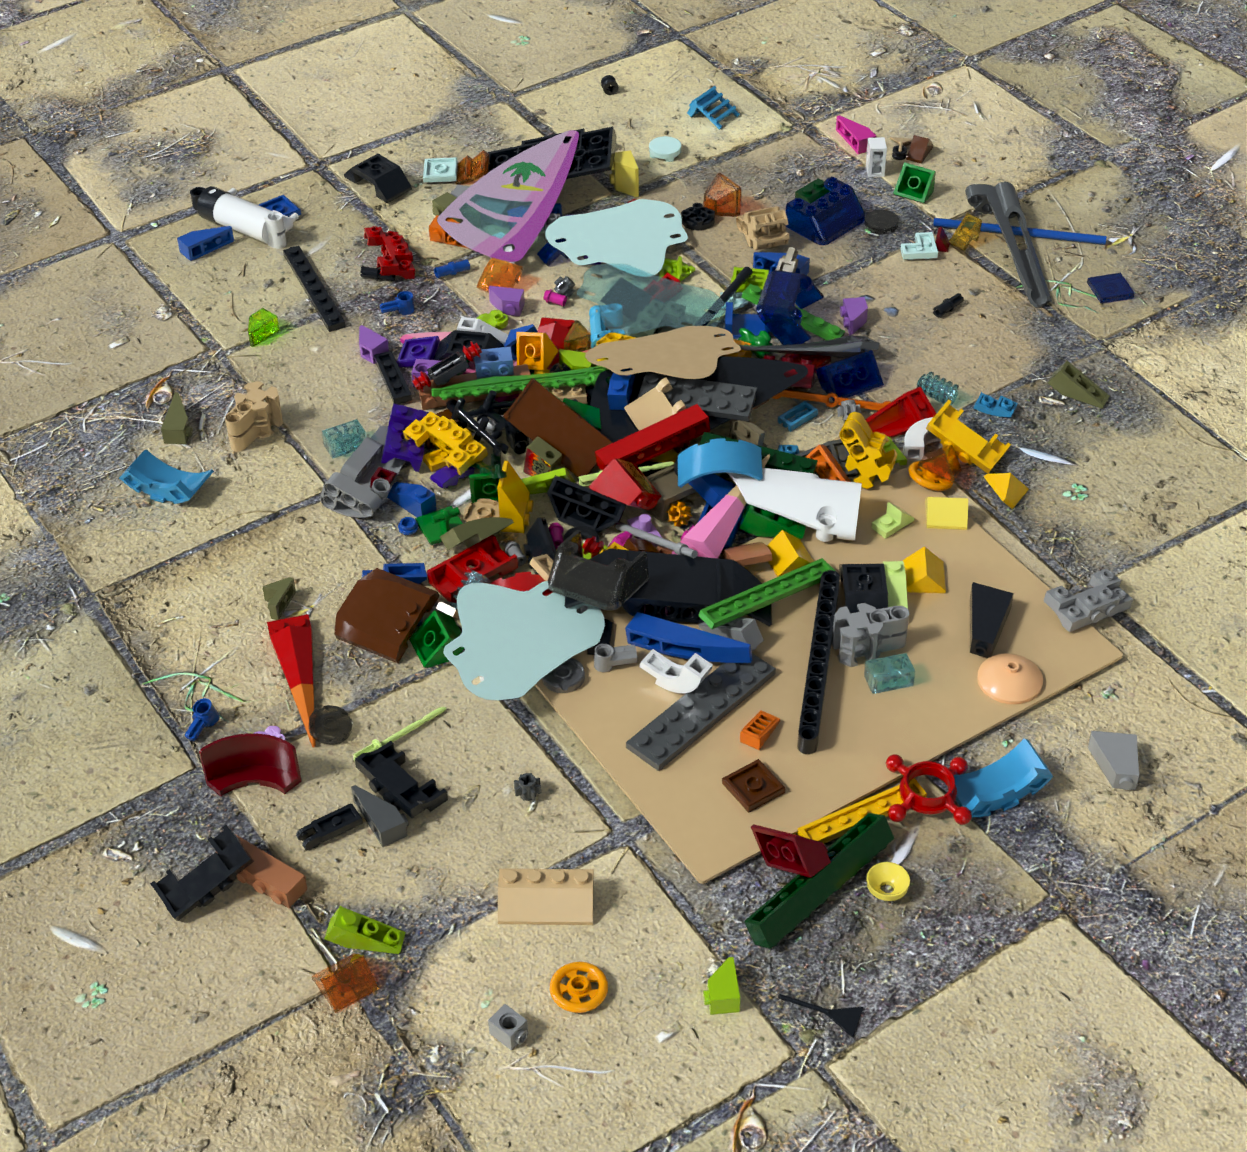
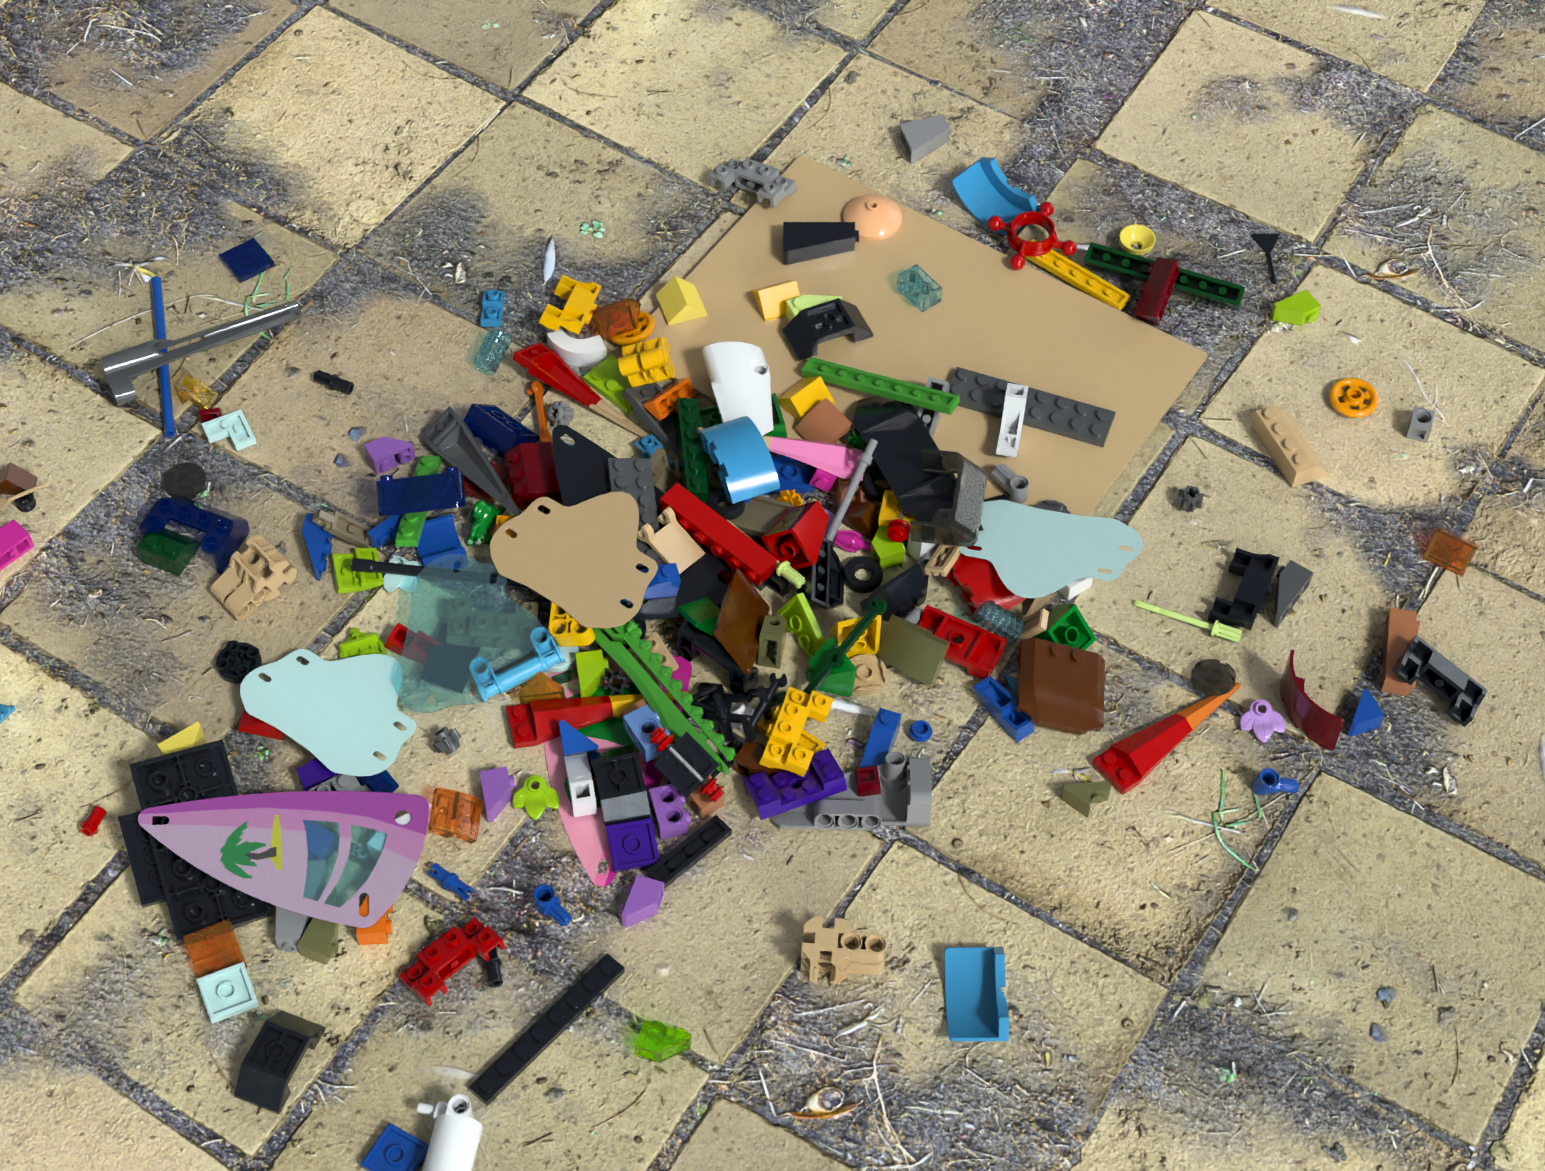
camera: 115 degrees left, 10 degrees up
(176, 423) = (881, 1039): olive slope -> none
(217, 813) = (1367, 716): none -> blue slope
(329, 826) = (1320, 625): black hinge -> none
(343, 438) = (817, 852): clear light blue brick -> none
(363, 933) = (1407, 553): lime slope -> none
(438, 523) = (906, 697): green plate -> none
(449, 476) = (834, 725): dark purple slope -> none
(535, 350) = (598, 712): light orange slope -> none
(556, 298) = (466, 752): dark pink pin -> none
(556, 533) = (859, 596): dark pink pin -> none
(665, 148) = (90, 746): light aqua tile -> none
(684, 641) = (970, 420): blue slope -> none
(723, 197) = (201, 637): clear orange slope -> none
(753, 785) = (1093, 347): reddish brown tile -> none
(754, 740) = (1042, 355): orange slope -> none
(818, 663) = (931, 338): black beam -> none
(868, 632) = (888, 305): light grey connector -> none
(876, 157) = (63, 507): white brick -> none
(892, 521) = (710, 333): yellowish green slope -> none
(915, 183) = (103, 464): green slope -> none
(1007, 487) = (621, 269): yellow slope -> none
(1076, 385) = (438, 251): olive slope -> none

